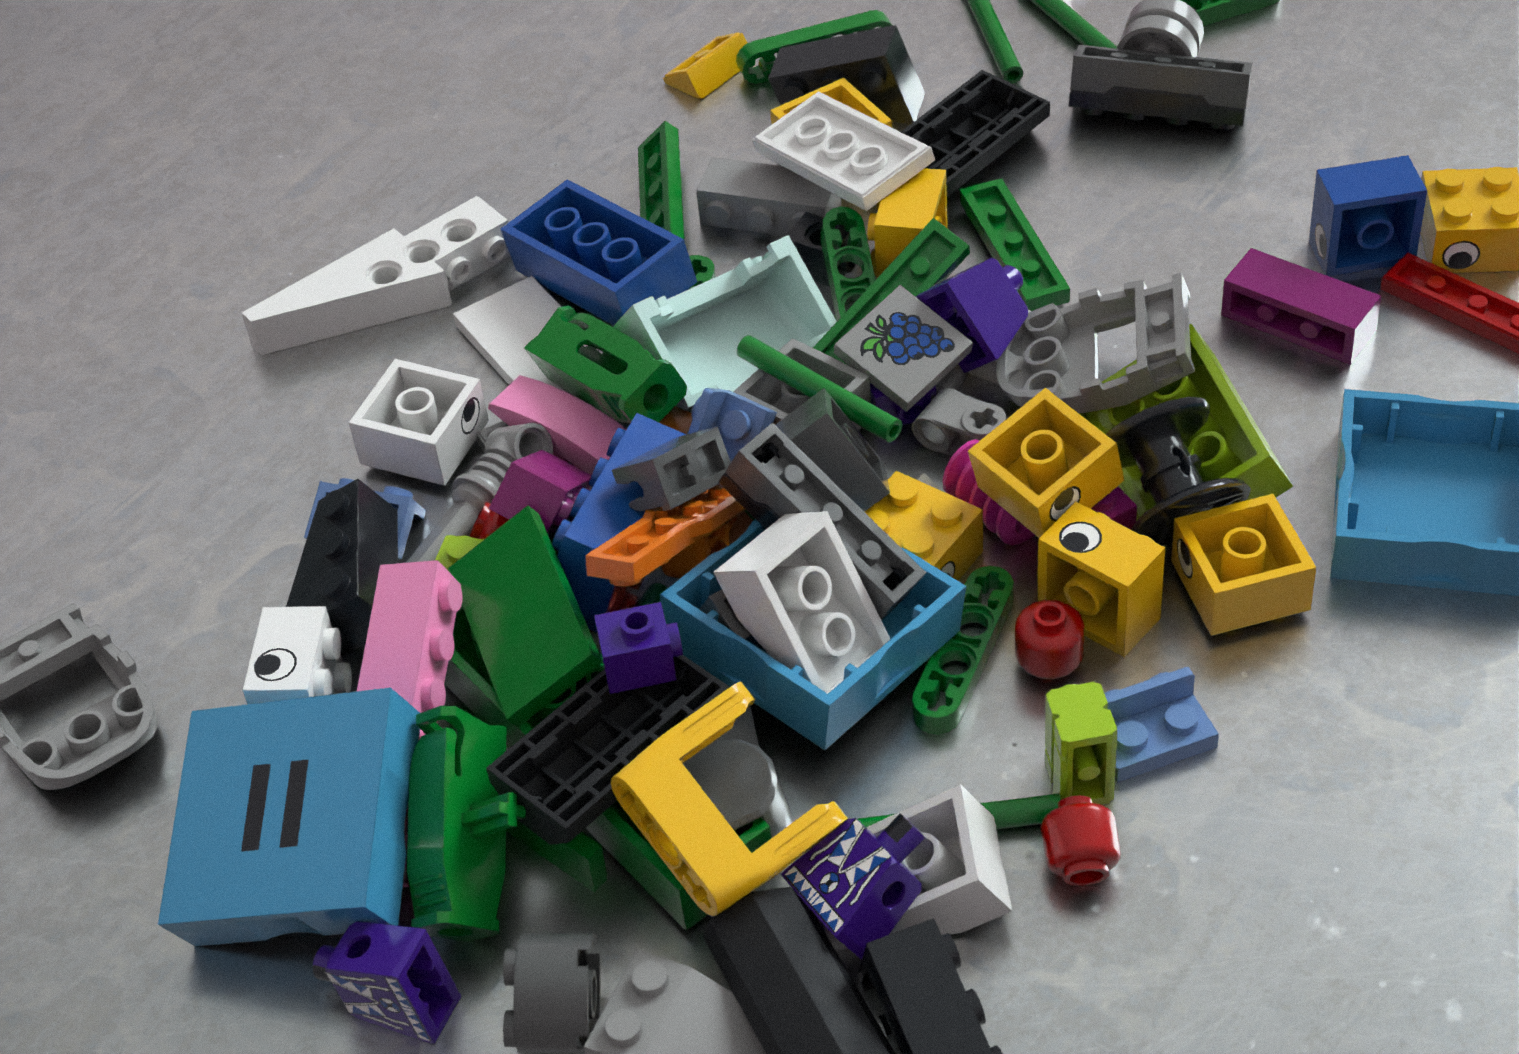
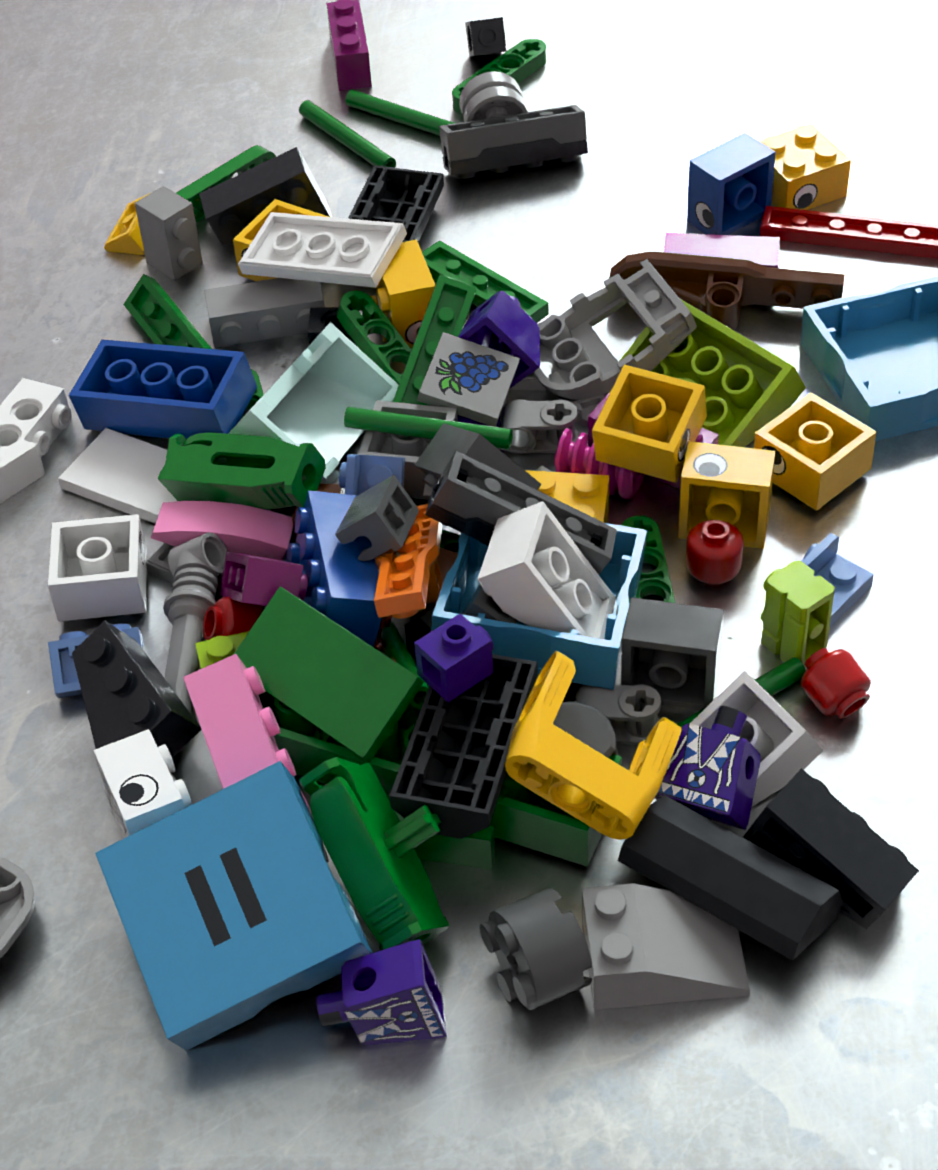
camera: 30 degrees left, 0 degrees up
(719, 82) = (169, 233): none -> light grey brick
(820, 776) = (623, 709): none -> light grey piece
(911, 732) = (673, 651): none -> dark grey brick
(1157, 446) = (733, 401): black piece -> none
(1278, 334) = (725, 284): none -> reddish brown piece

